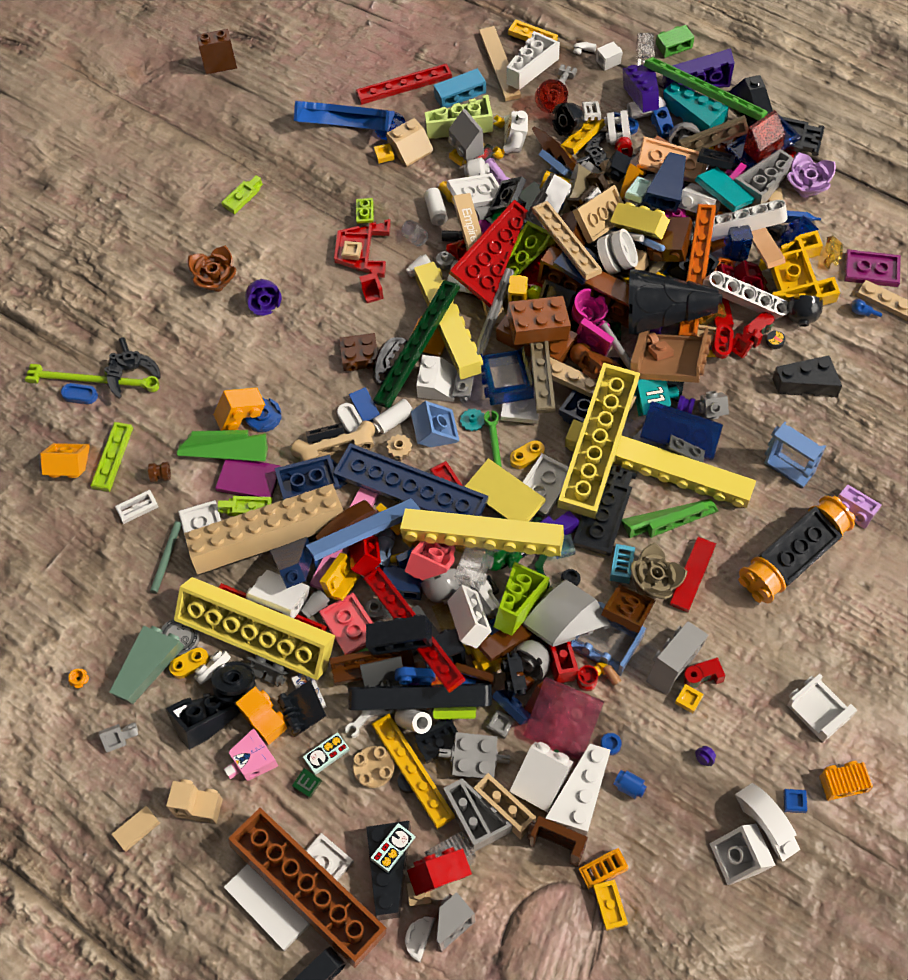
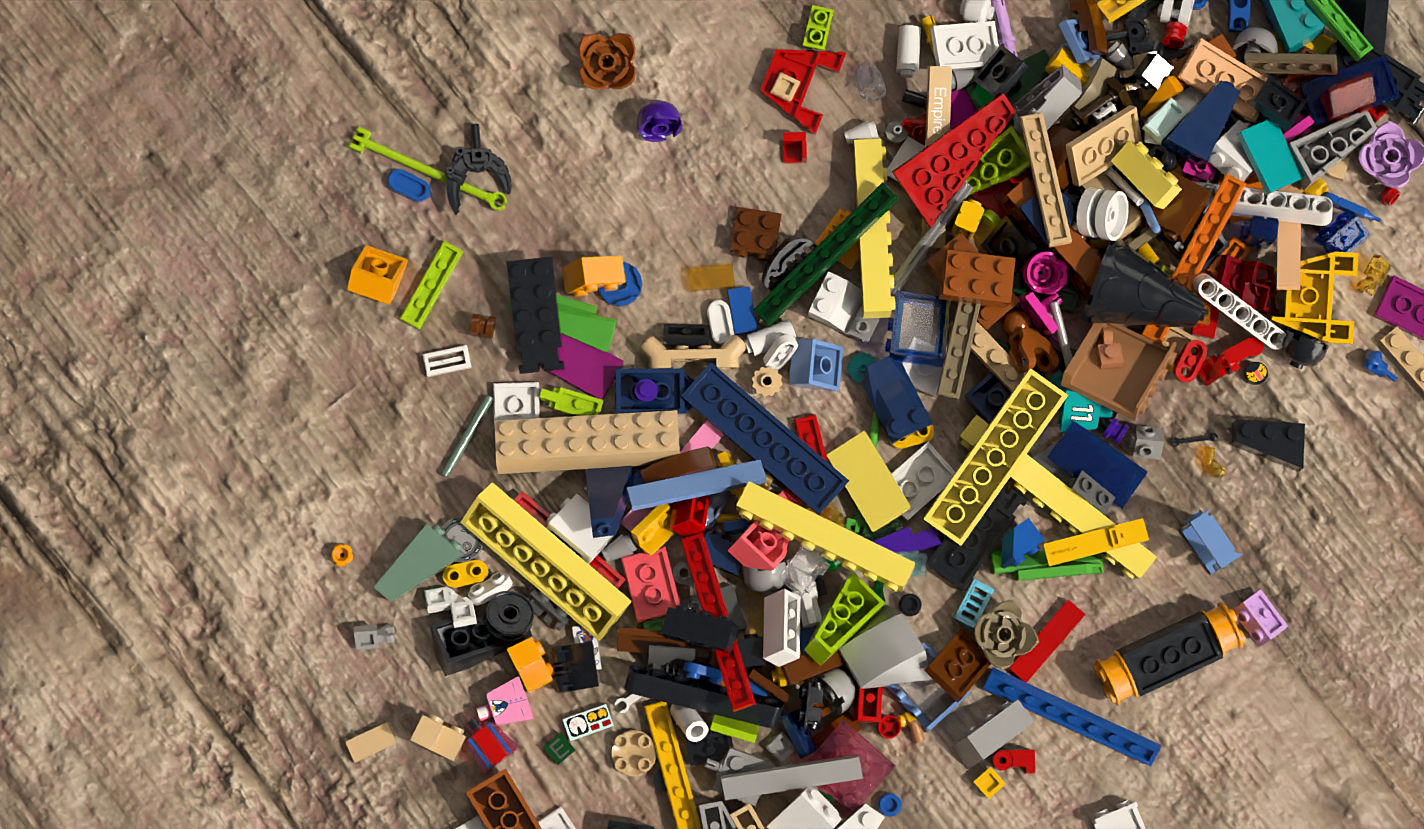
camera: 10 degrees right, 20 degrees up
(191, 690) = (446, 599): none -> white tile
(198, 447) = (535, 313): none -> black hinge
(243, 796) = (489, 744): none -> torso
(302, 475) = (646, 390): none -> dark purple plate
(333, 391) = (711, 277): none -> clear yellow tile
(403, 419) = (780, 351): none -> white plate
(505, 429) = (894, 399): none -> dark blue slope
(517, 738) = (792, 777): none -> light grey tile
(643, 503) = (1020, 541): none -> blue slope
(703, 483) = (1096, 542): none -> yellow piece
(734, 403) = (1175, 441): none -> black hinge
(739, 624) = (1072, 717): none -> blue plate
(769, 409) = (1211, 464): none -> clear yellow arm
(820, 202) = (1389, 196): none -> red plate

